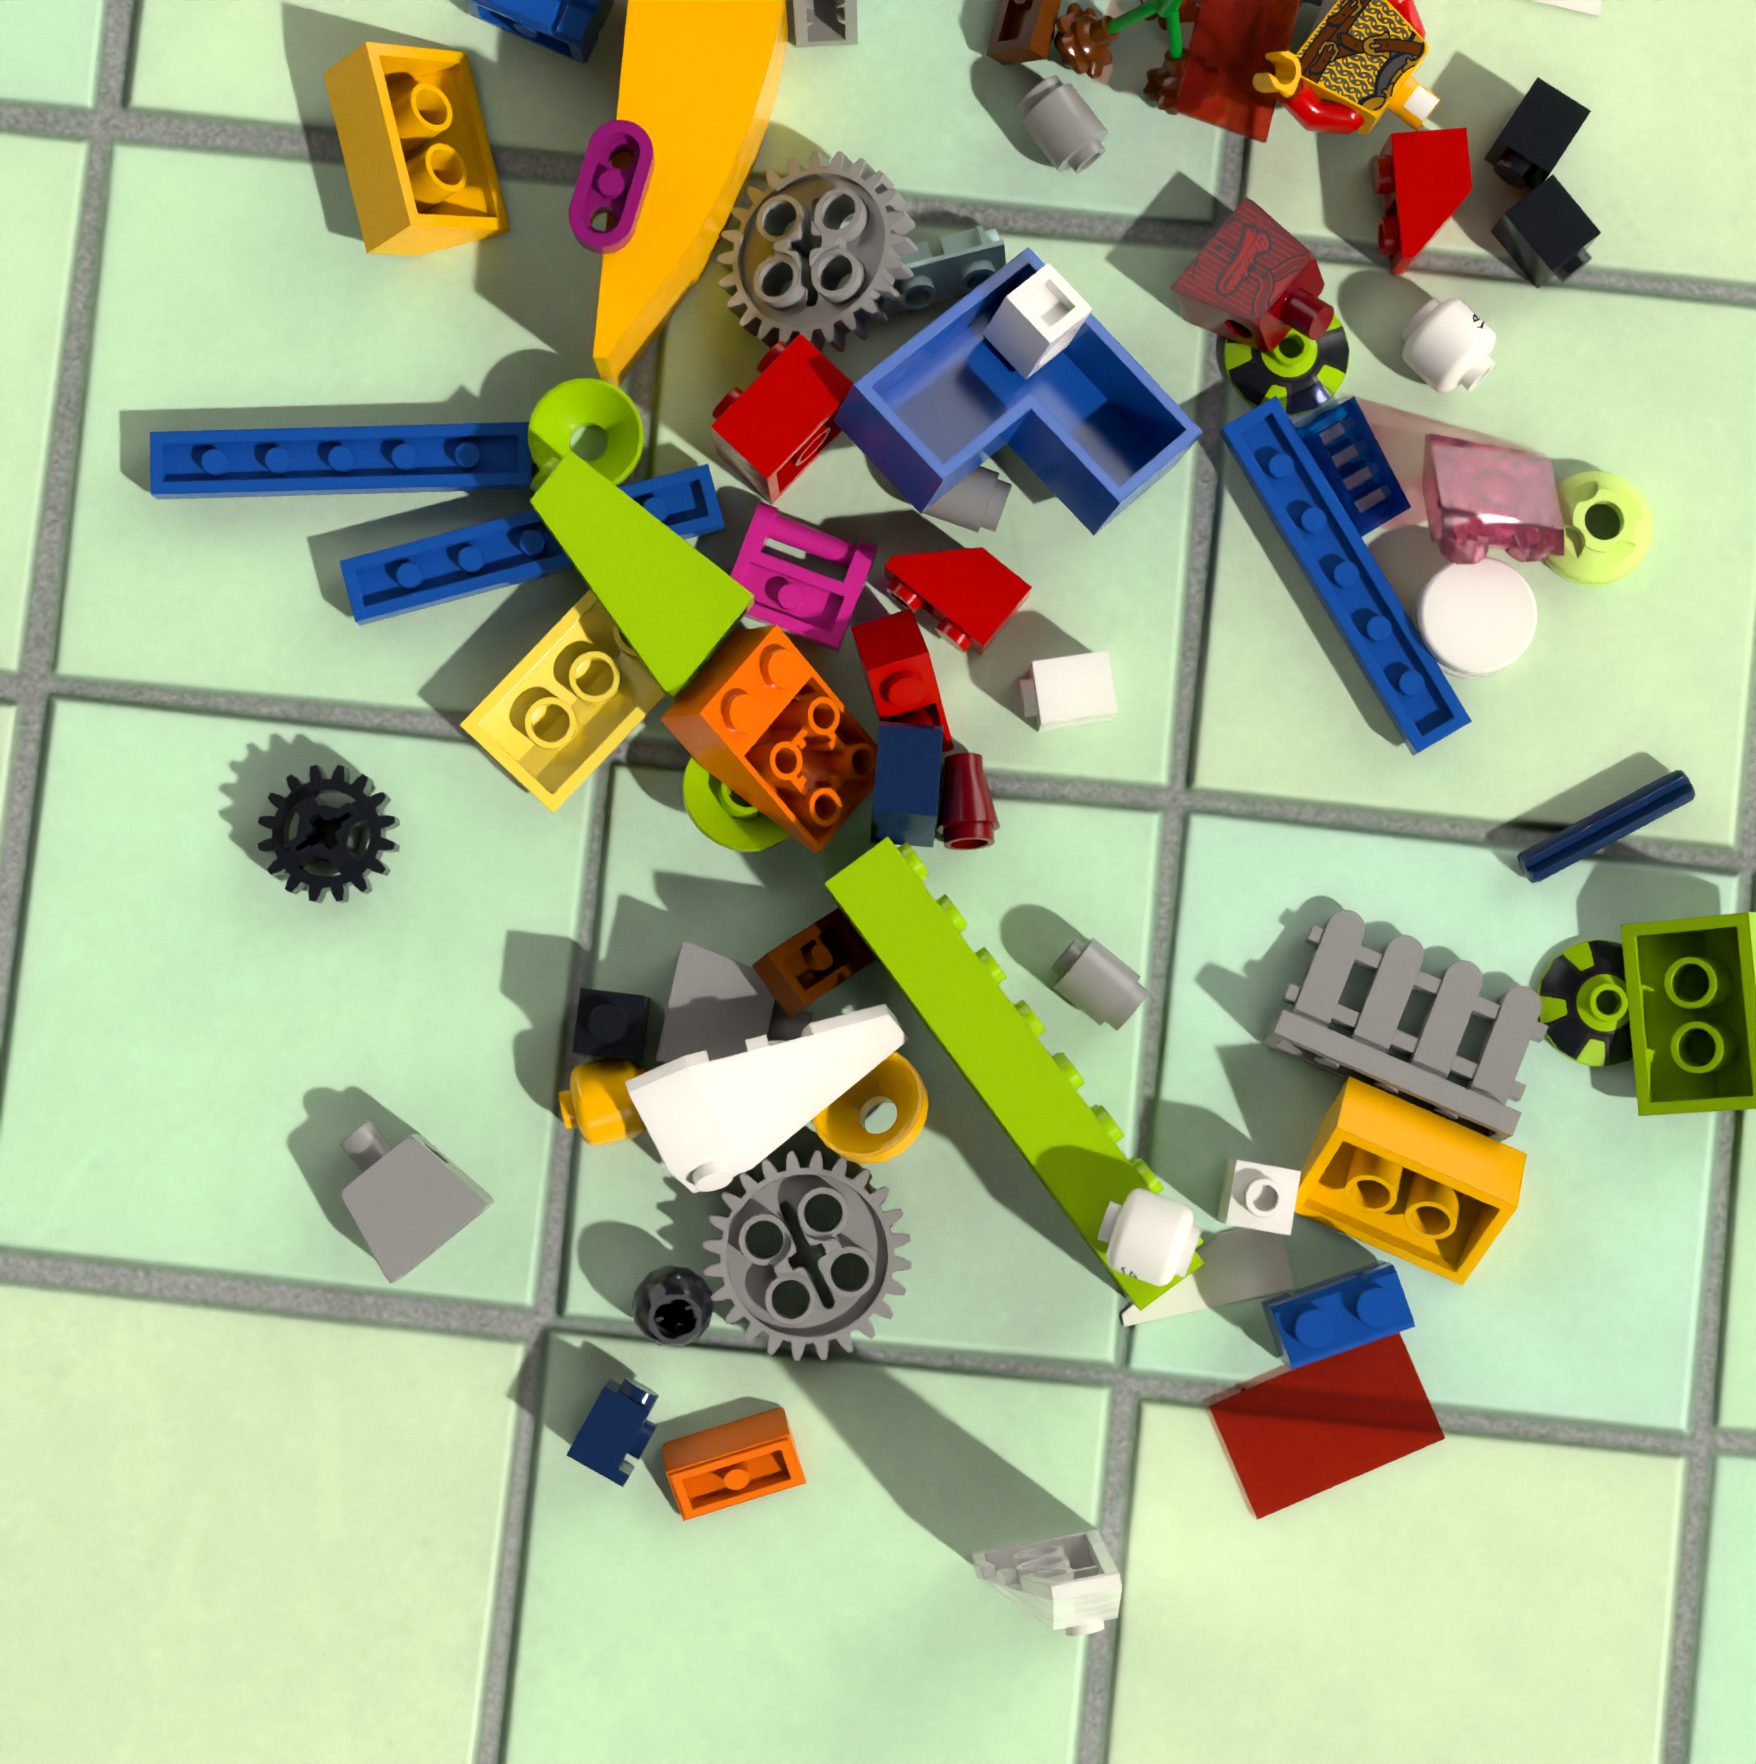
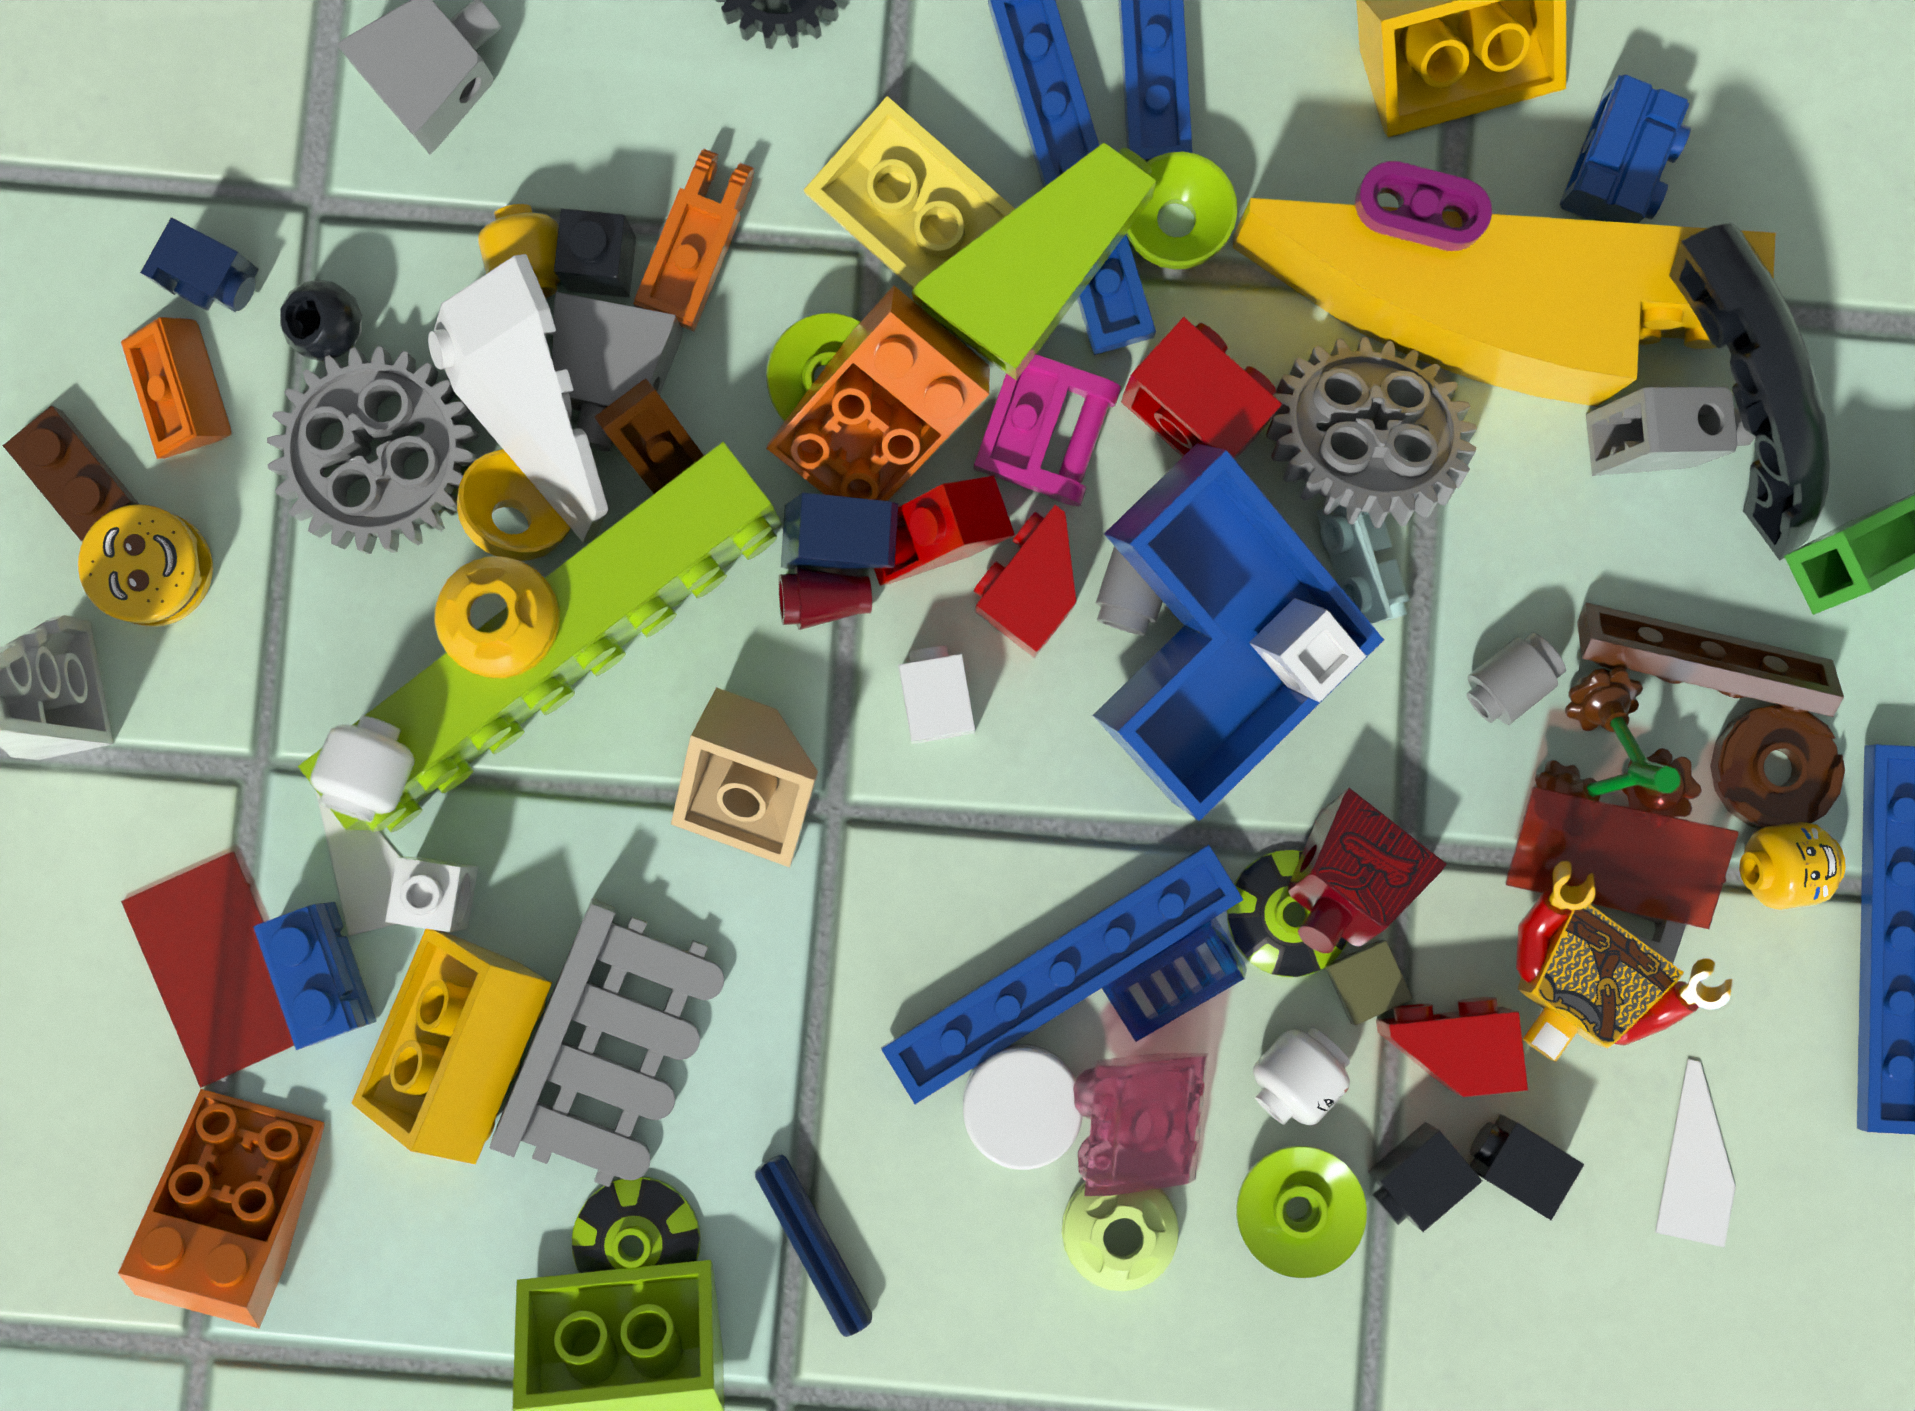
camera: 90 degrees right, 0 degrees up
(605, 928) = (693, 243): none -> orange hinge
(822, 1570) = (67, 470): none -> reddish brown plate
(919, 1490) = (145, 565): none -> yellow head
(960, 1099) = (529, 625): none -> yellow piece
(1098, 983) = (644, 731): light grey brick -> none
(1149, 880) = (745, 779): none -> tan slope
(1356, 279) = (1368, 982): none -> olive tile
(1565, 1407) = (224, 1210): none -> orange slope
(1599, 330) = (1324, 1234): none -> lime dish

